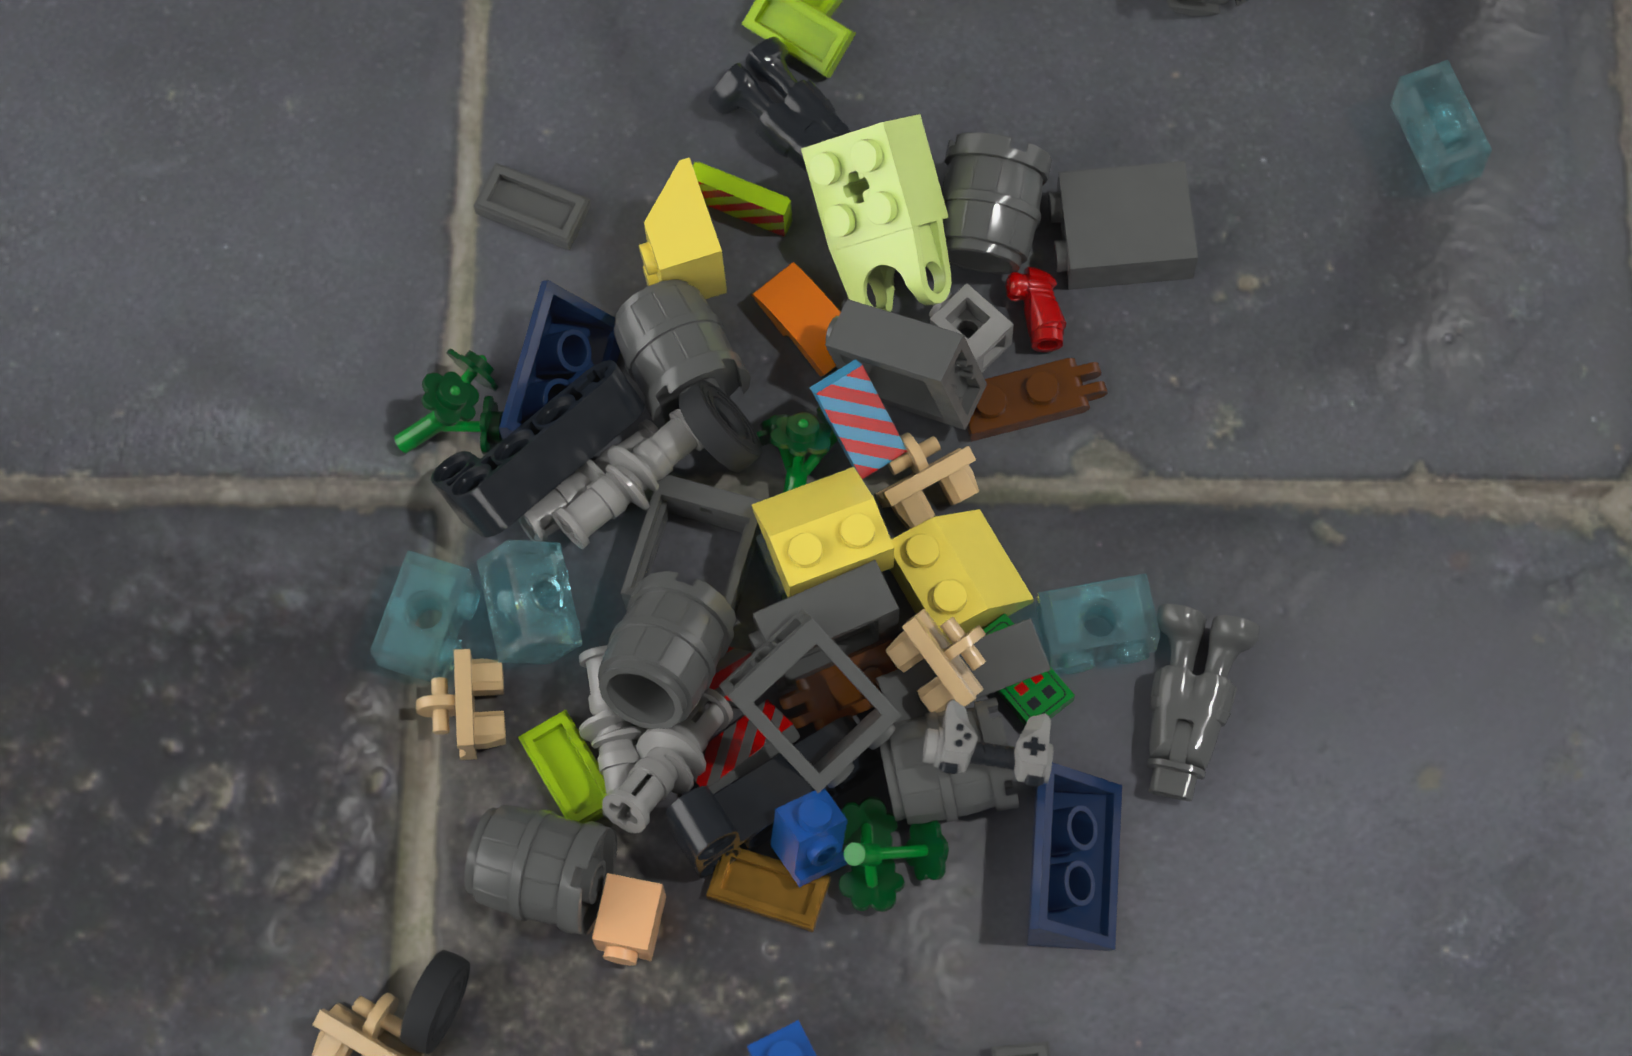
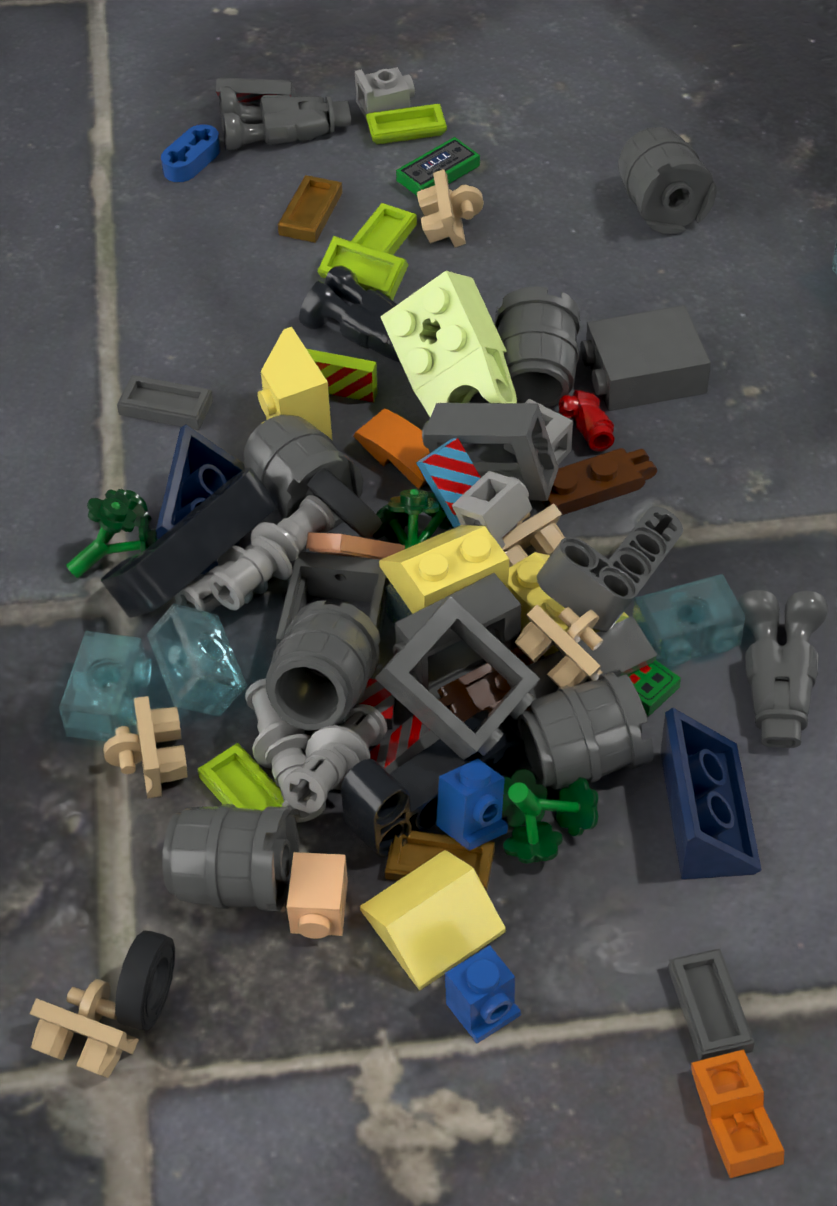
camera: 10 degrees left, 20 degrees down
(713, 480) = (351, 546): none -> nougat tile
(747, 961) = (434, 918): none -> light yellow slope
(893, 455) = (494, 503): none -> light grey brick
(957, 746) = (593, 692): light grey piece -> none
(1009, 587) = (588, 581): none -> dark grey beam

